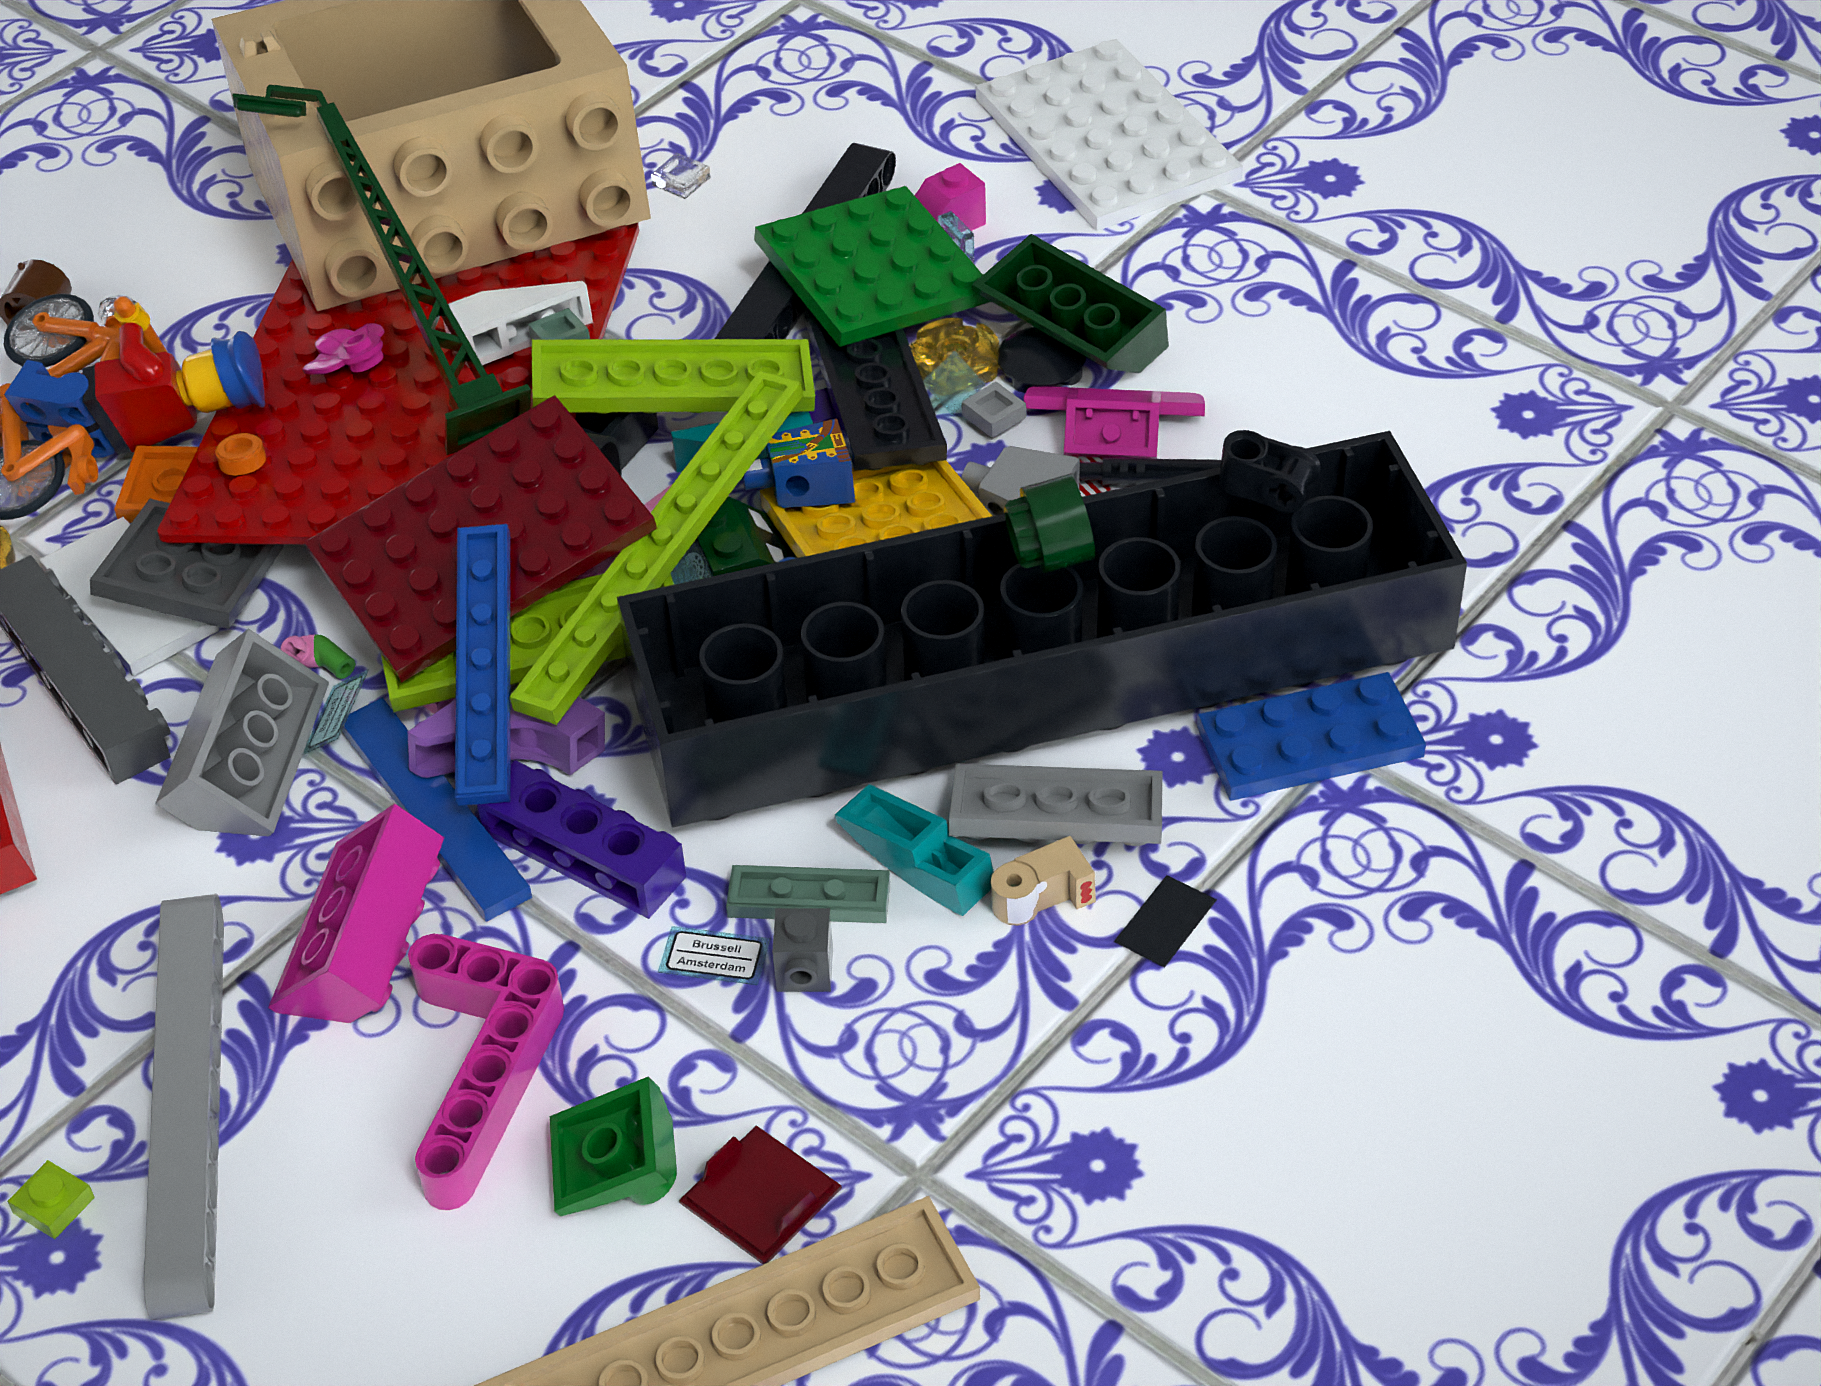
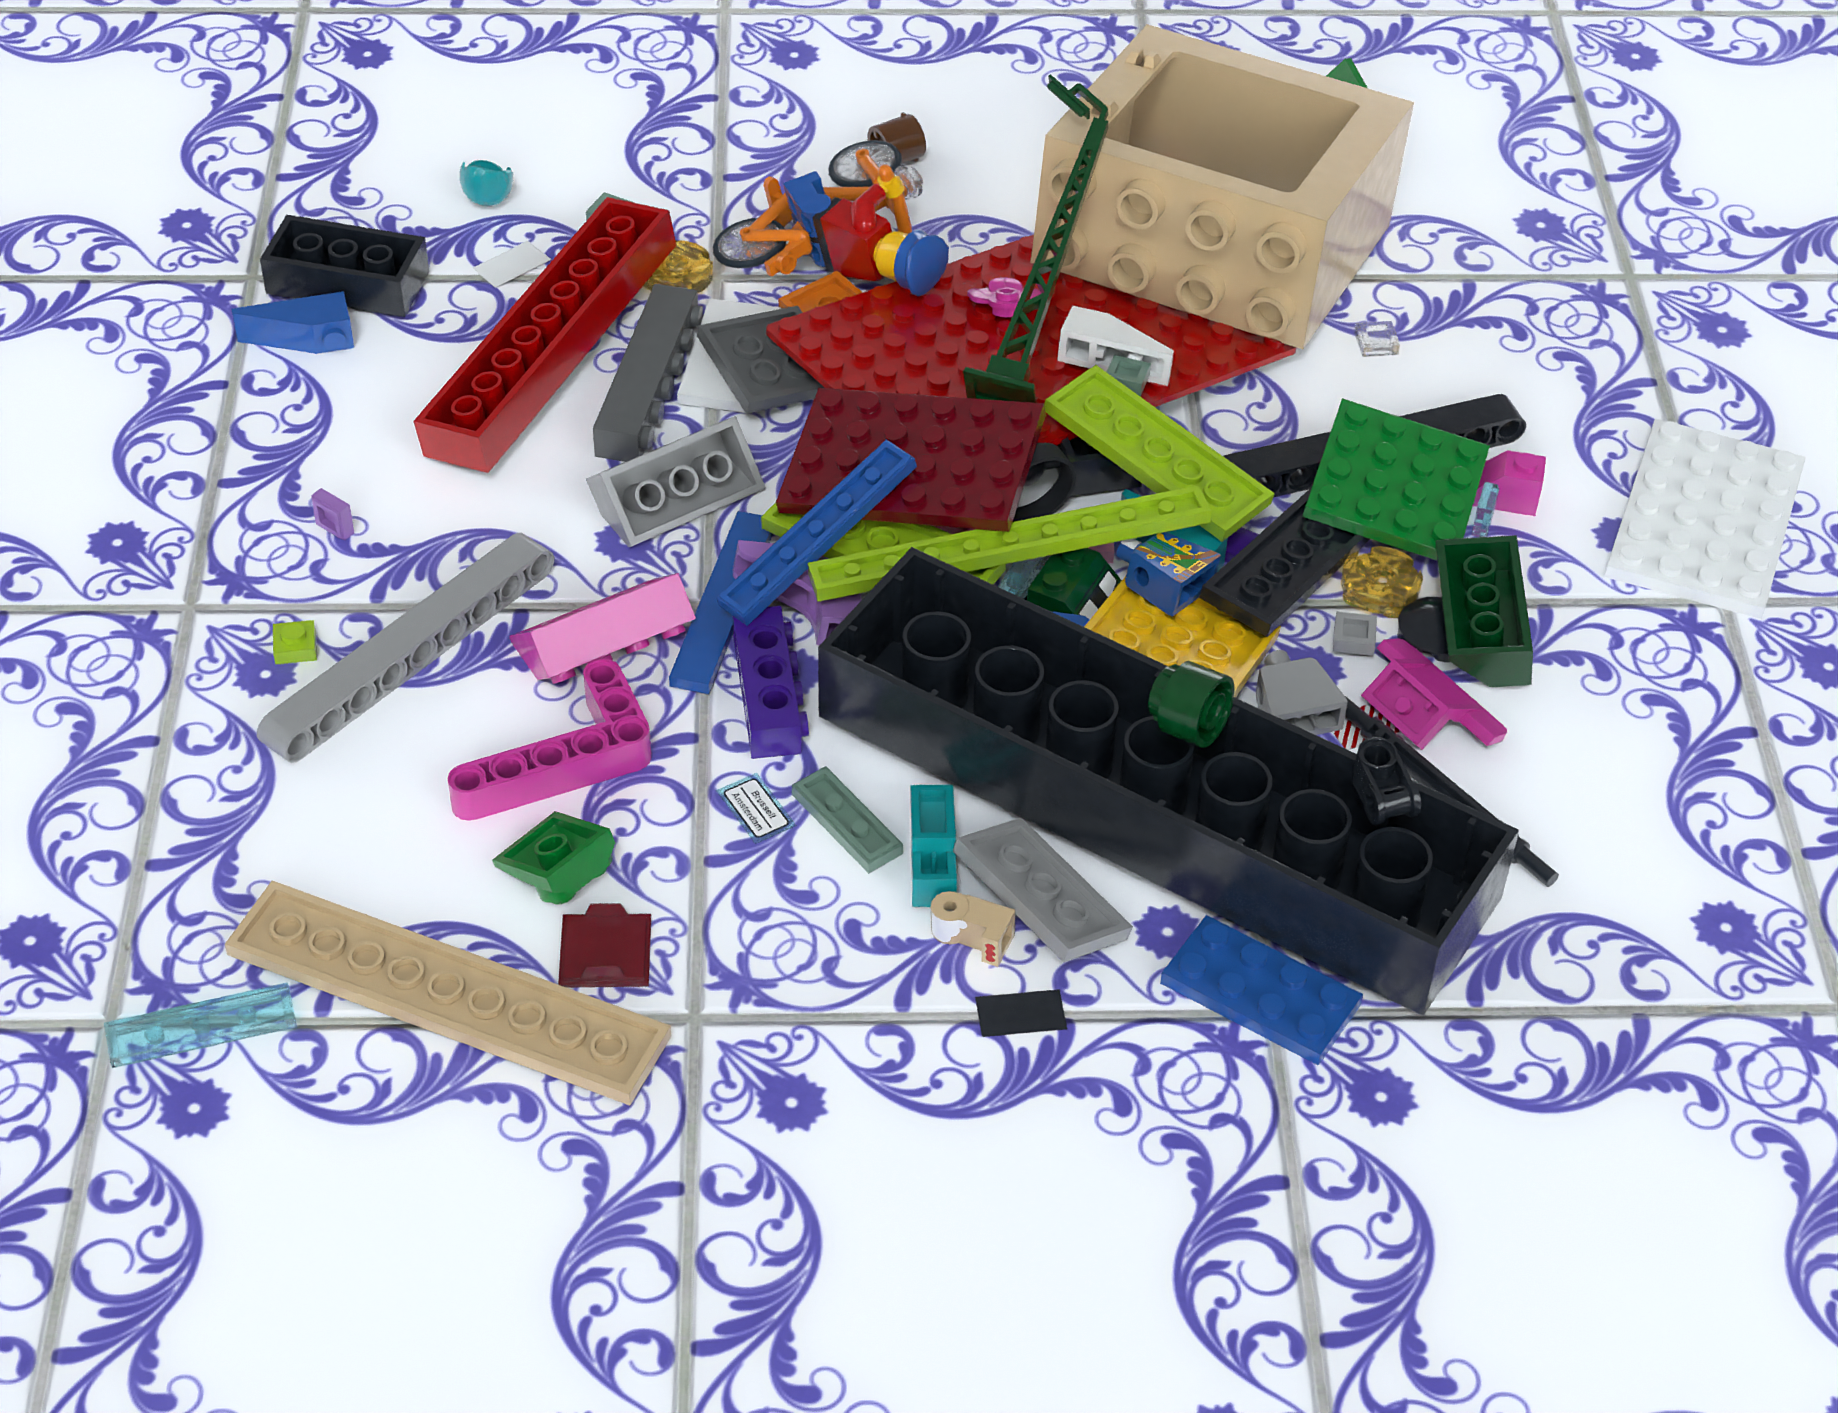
camera: 45 degrees right, 0 degrees up
(240, 454) = (861, 313): orange tile -> none
(319, 652) = (775, 462): arm -> none
(335, 712) = (741, 506): clear light blue sticker -> none
(802, 949) = (790, 841): dark grey brick -> none
(953, 382) = (1347, 594): clear light blue tile -> none

